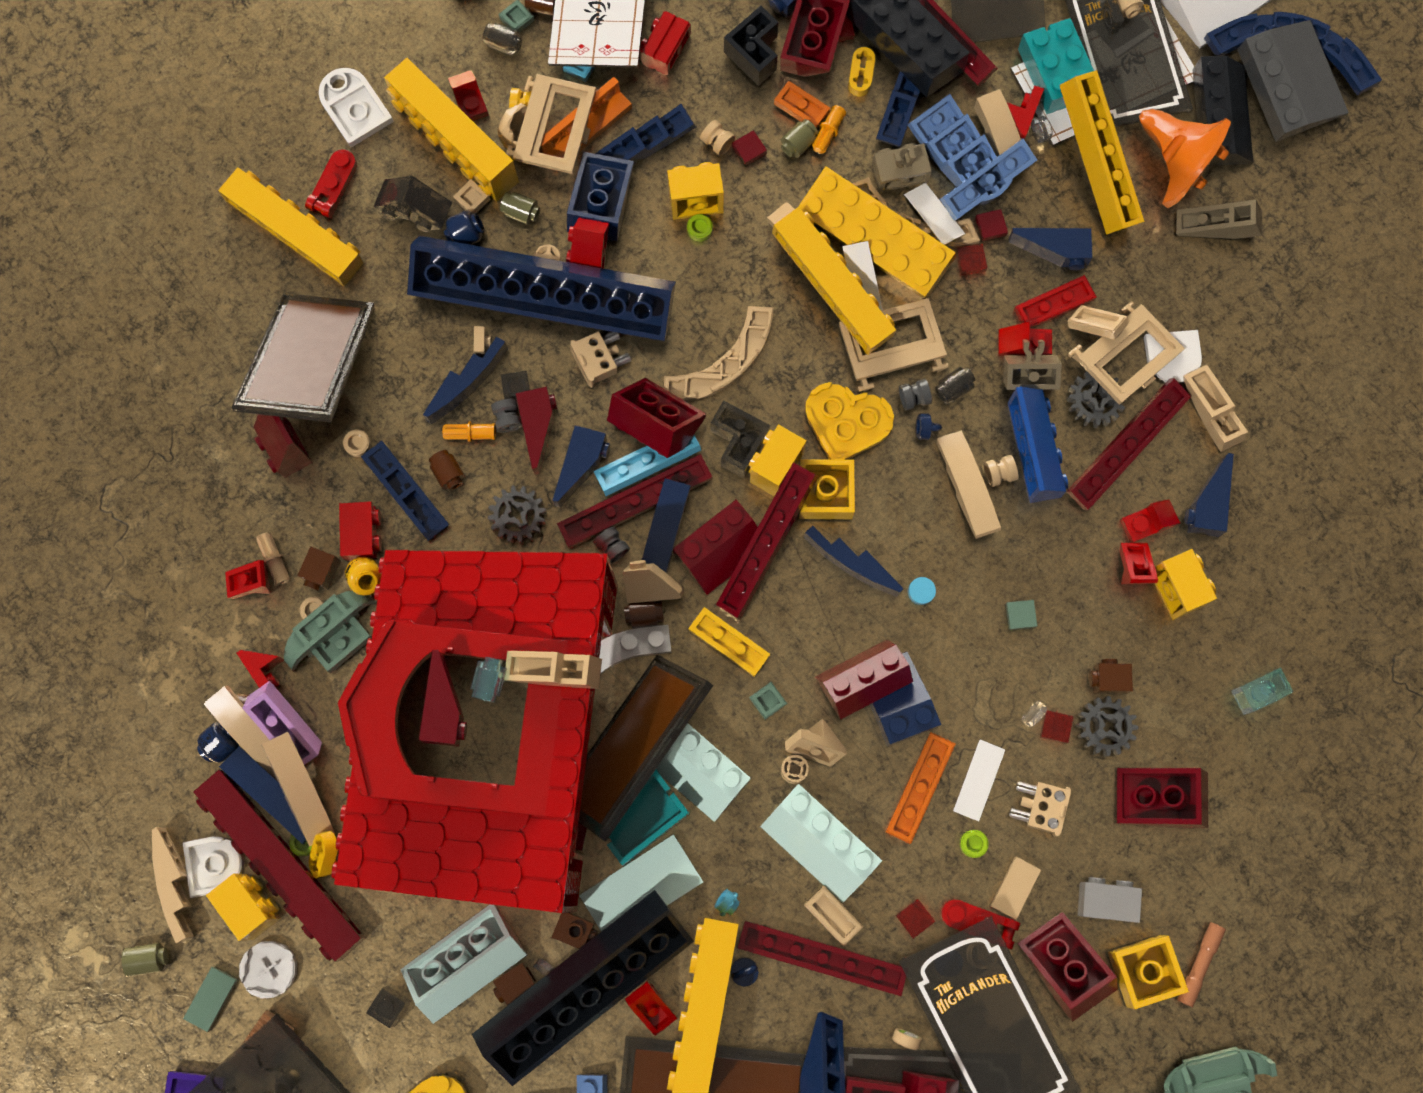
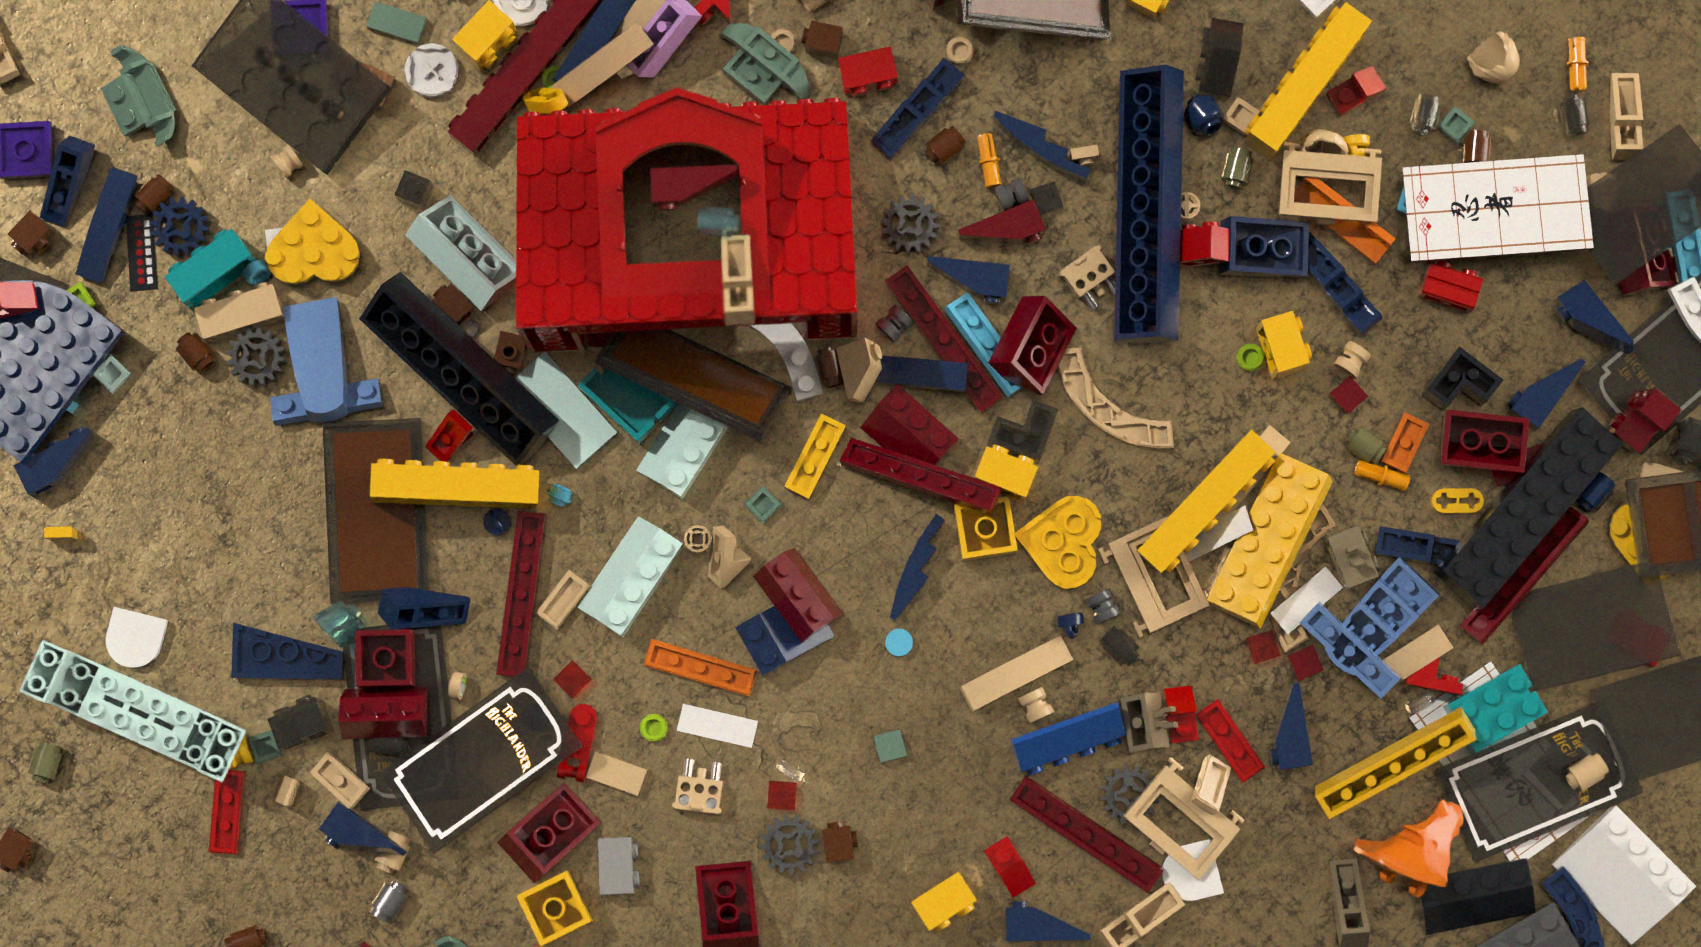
camera: 80 degrees right, 5 degrees up
(362, 575) = (822, 84): yellow head -> none
(1137, 564) = (959, 855): red slope -> none

